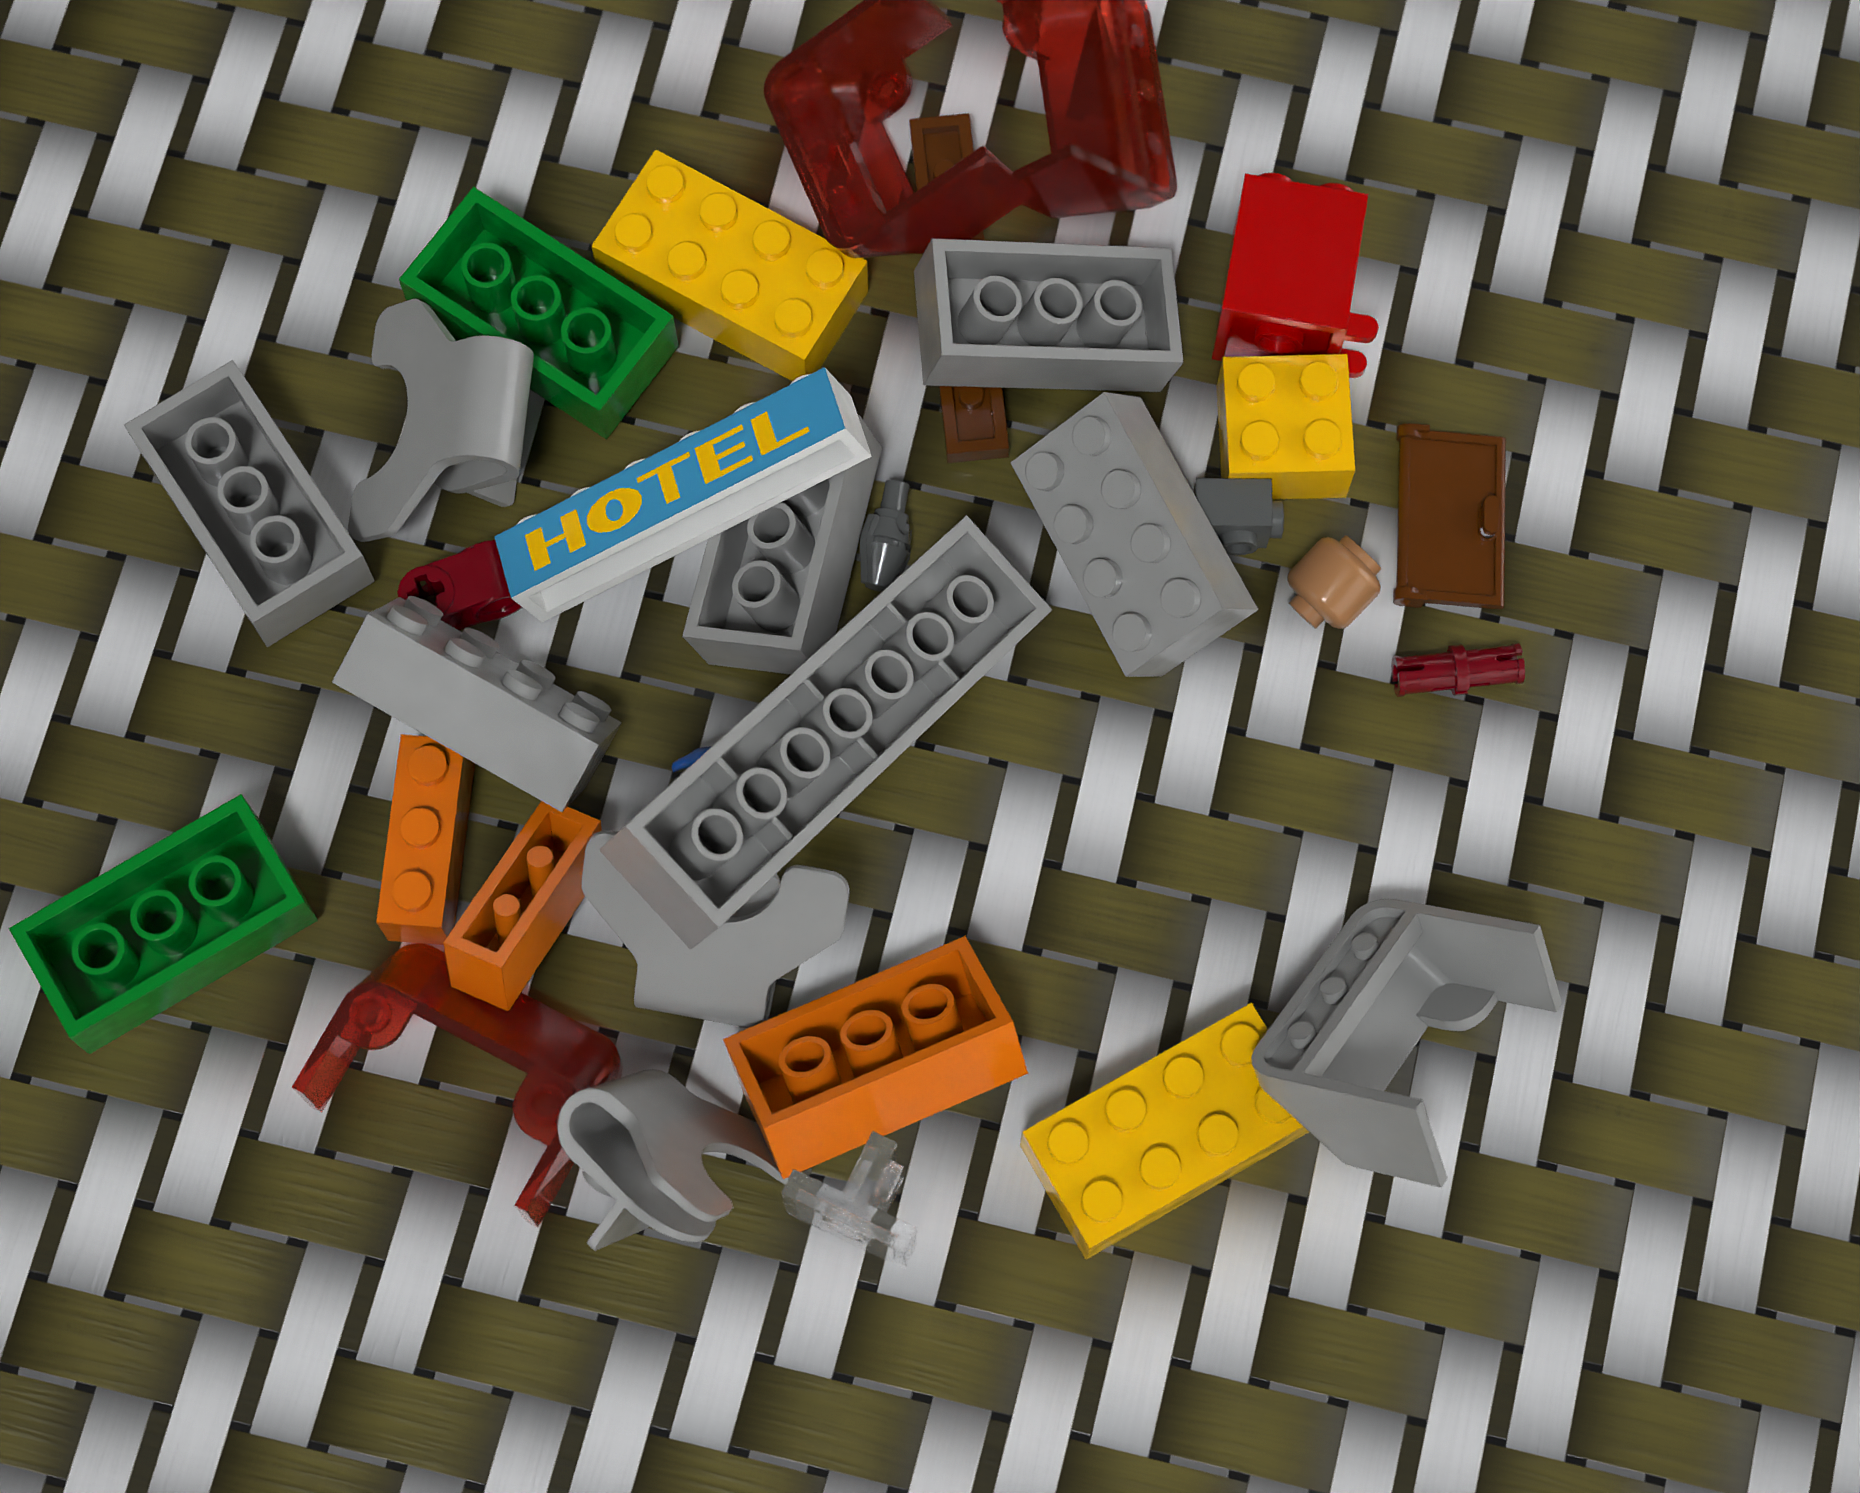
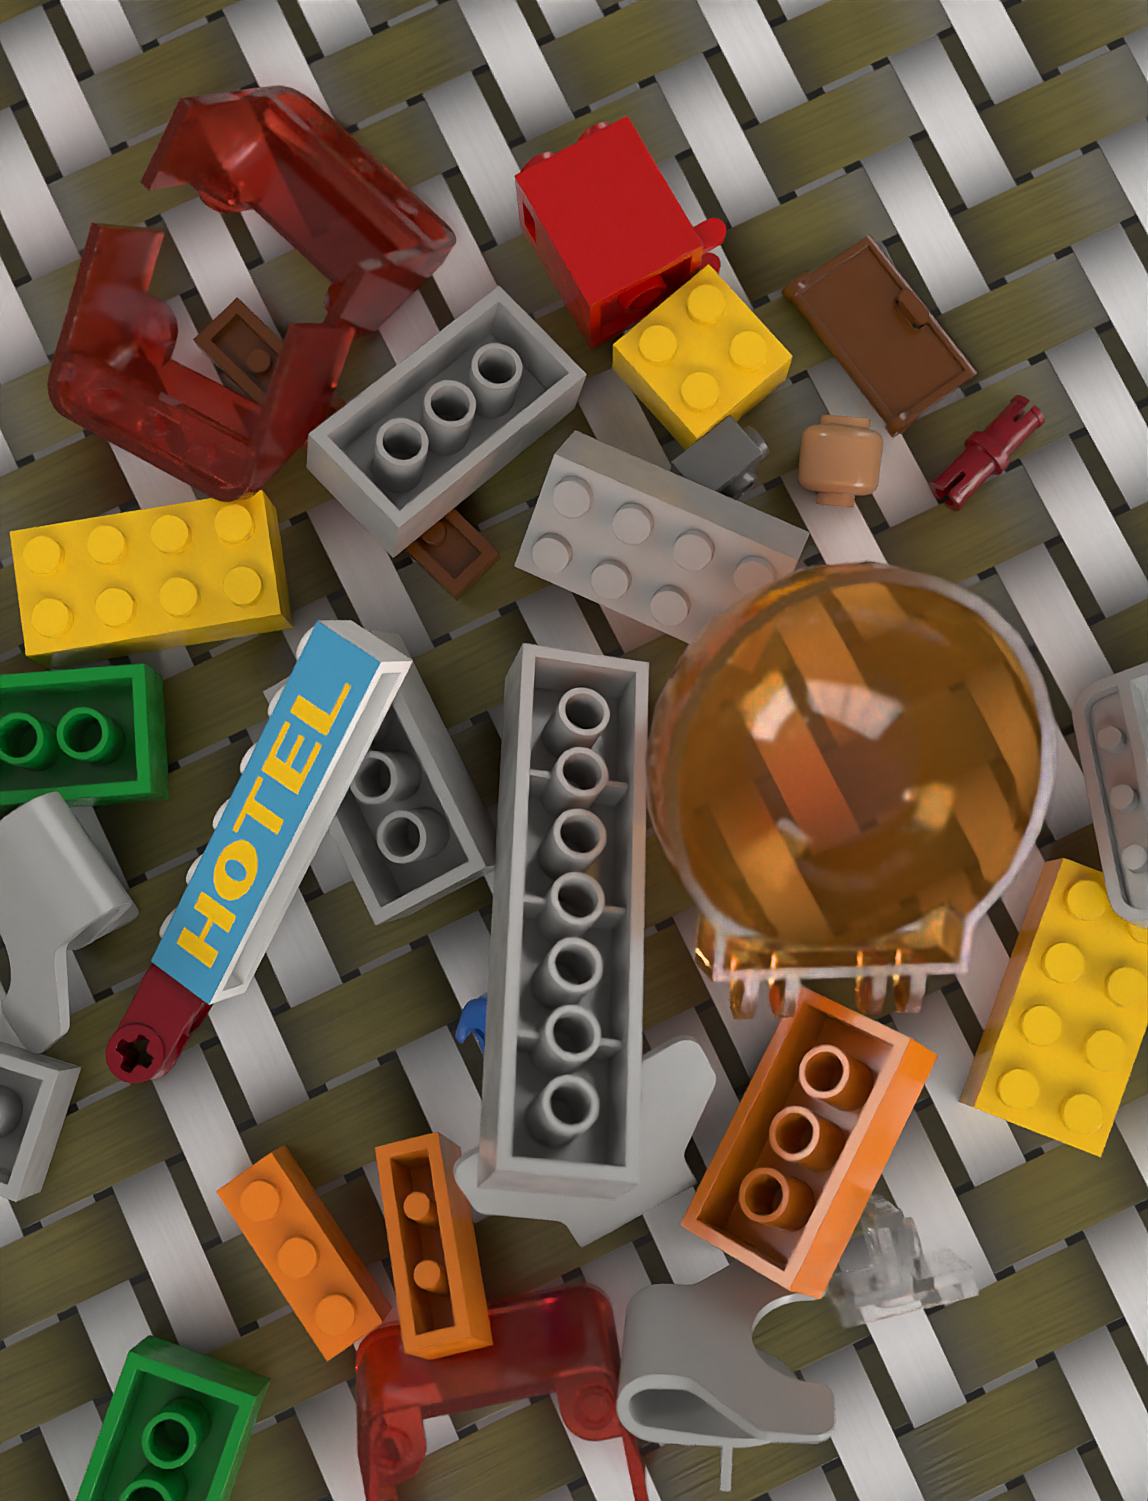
camera: 30 degrees left, 10 degrees up
(478, 700) = (255, 1118): light grey brick -> none
(886, 539) = (463, 704): dark grey piece -> none
(1121, 788) = (848, 780): none -> clear orange windscreen

